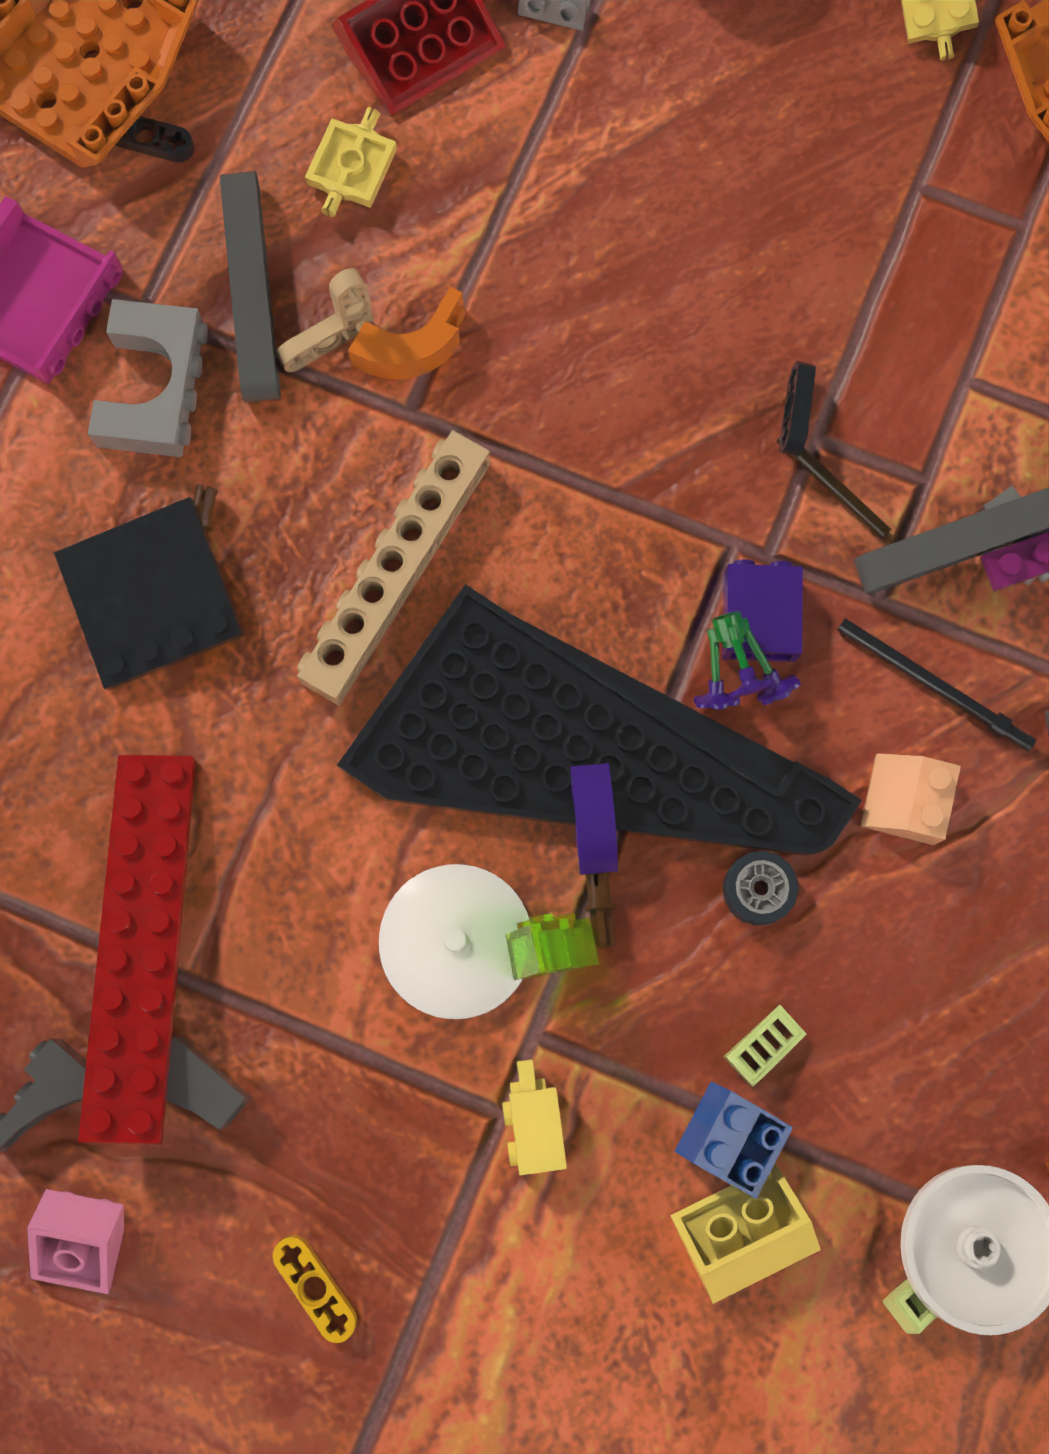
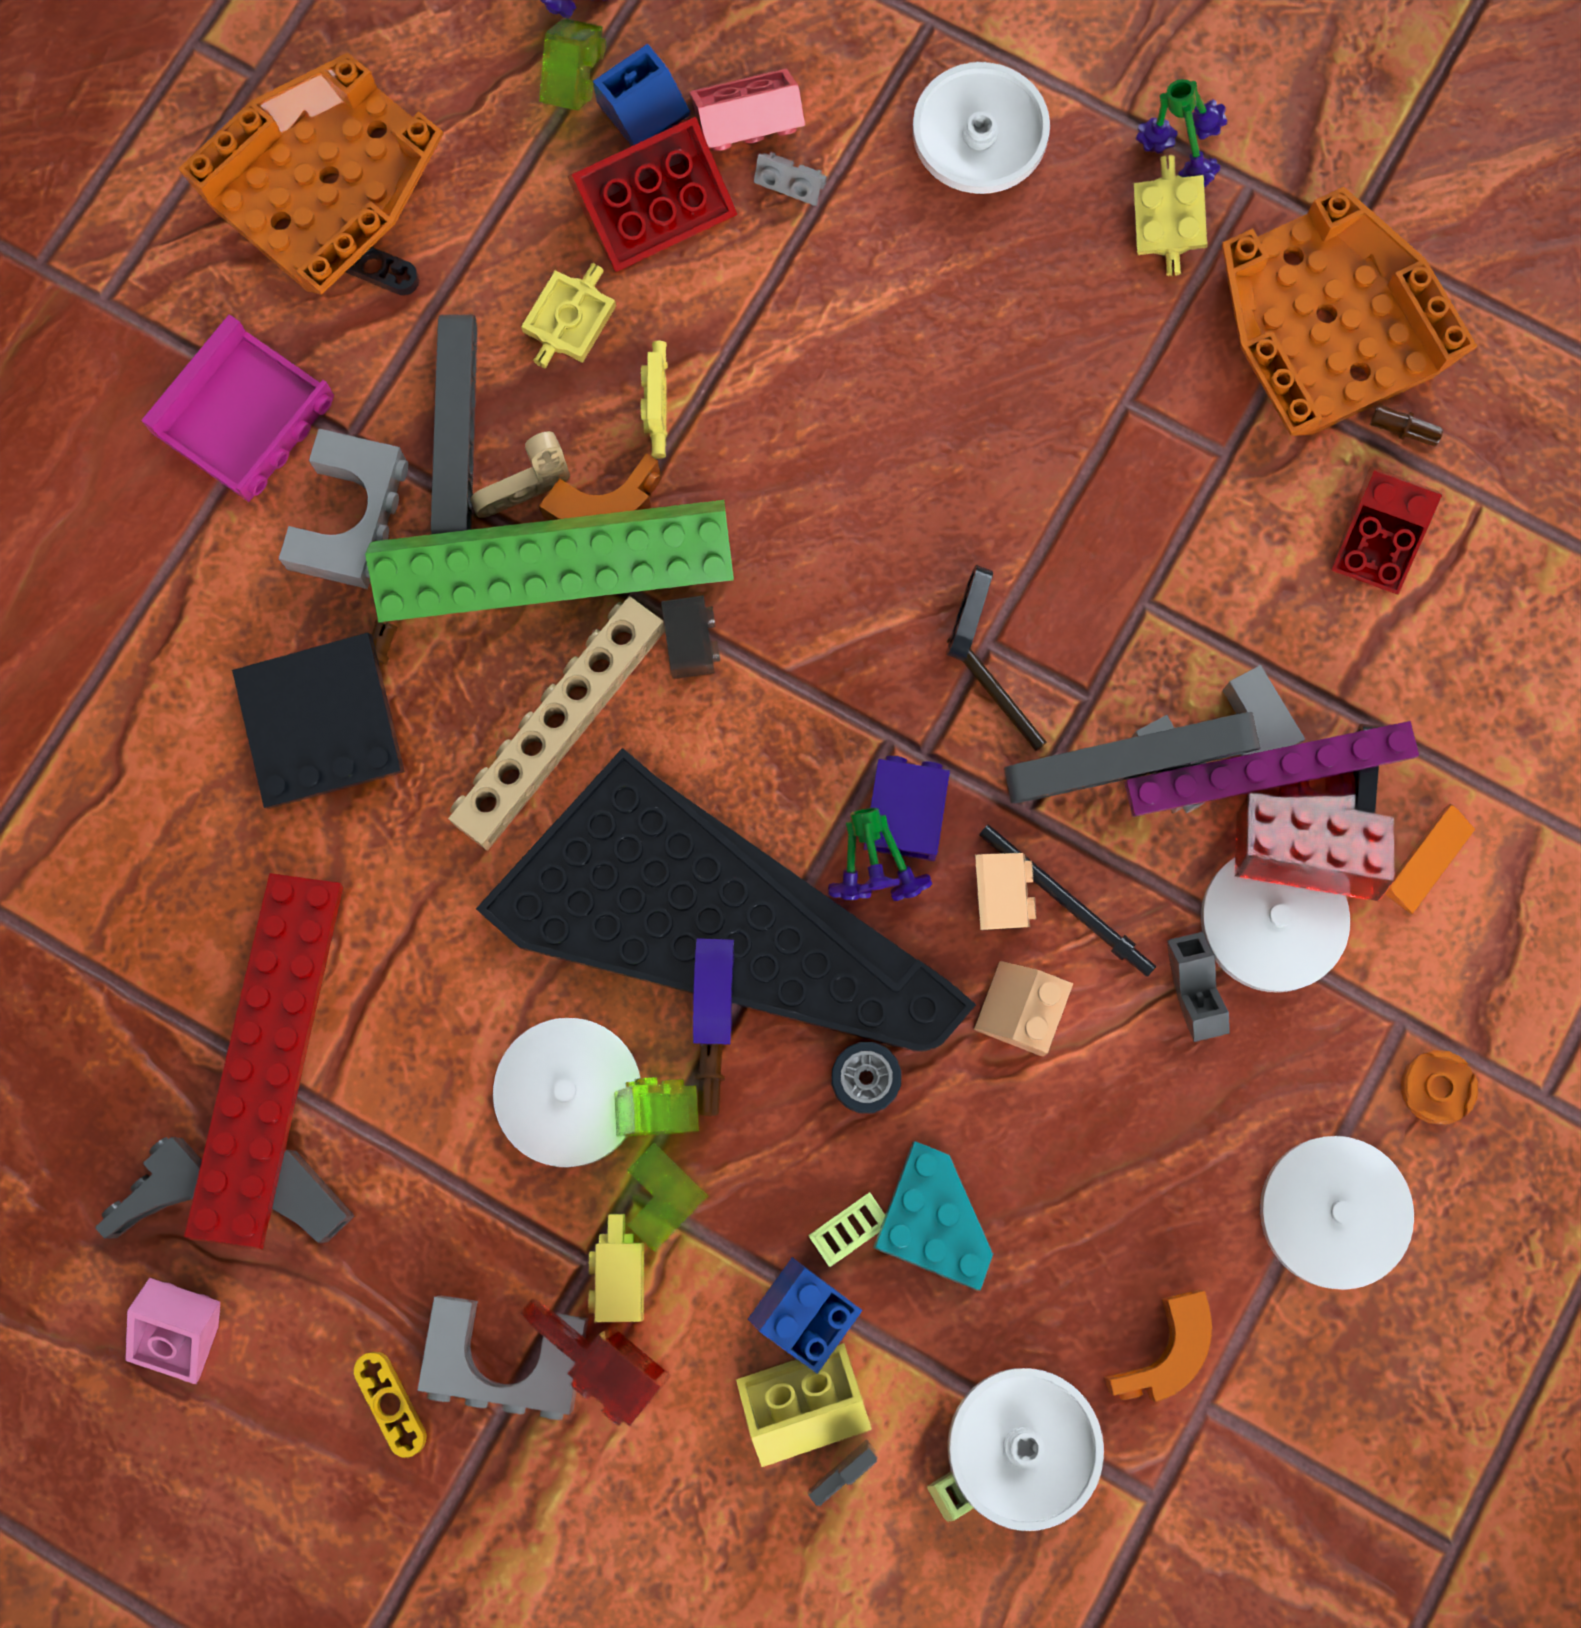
camera: 10 degrees right, 0 degrees up
(367, 404) = (549, 561): none -> bright green brick
(376, 1247) = (451, 1370): none -> light grey arch
(450, 232) = (655, 398): none -> light yellow plate
(517, 465) = (688, 637): none -> clear smoke brick
(541, 1223) = (607, 1368): none -> clear red brick
(582, 1033) = (674, 1197): none -> clear neon green brick
(805, 1292) = (844, 1473): none -> dark grey tile
(850, 1026) = (934, 1220): none -> teal plate
(875, 681) = (1004, 891): none -> light nougat slope

